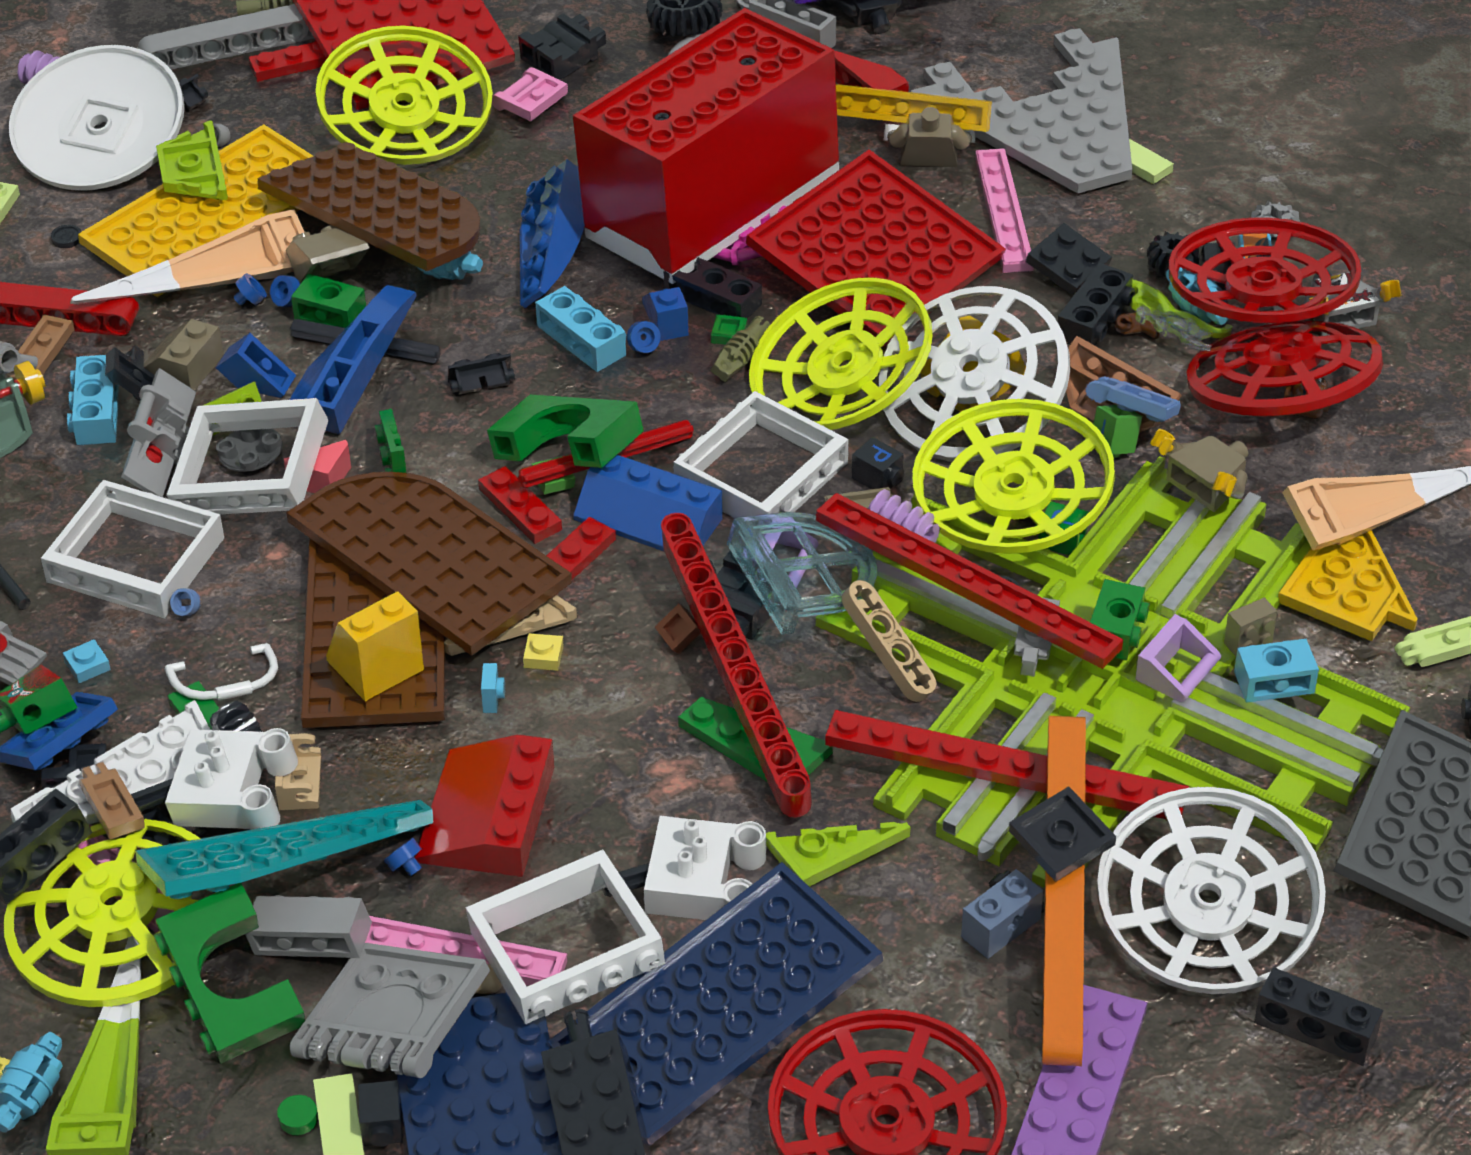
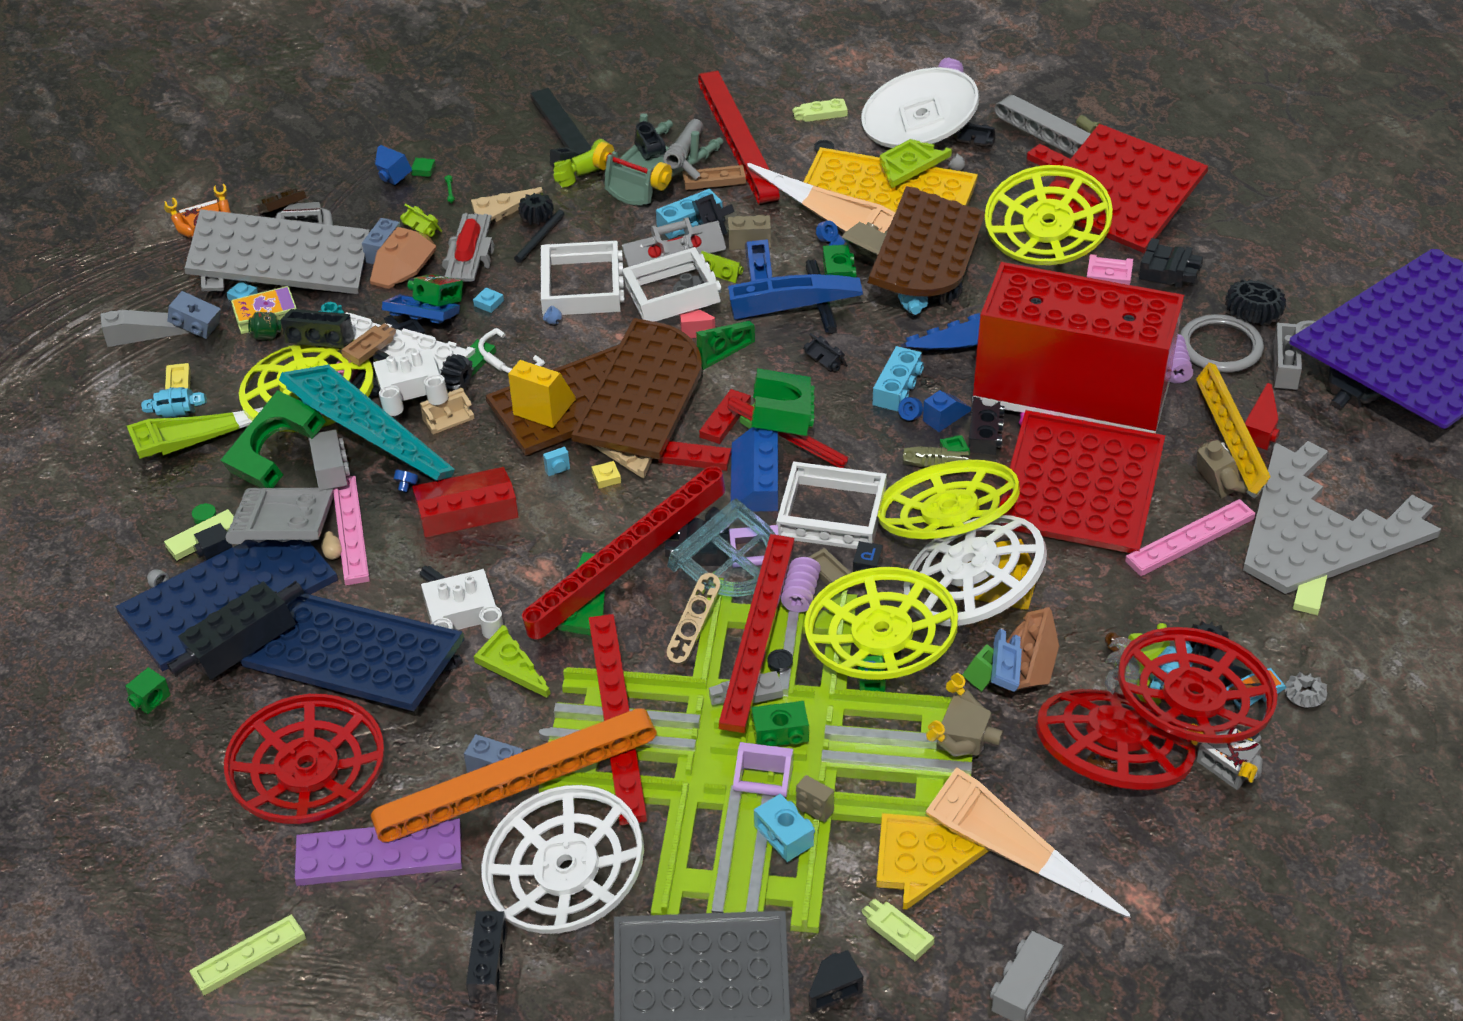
camera: 65 degrees right, 0 degrees up
(545, 895) = (412, 562): white window -> none
(1062, 833) = (535, 748): black plate -> none
(1067, 258) = (1158, 587): black plate -> none
(1096, 304) = (1119, 615): black brick -> none

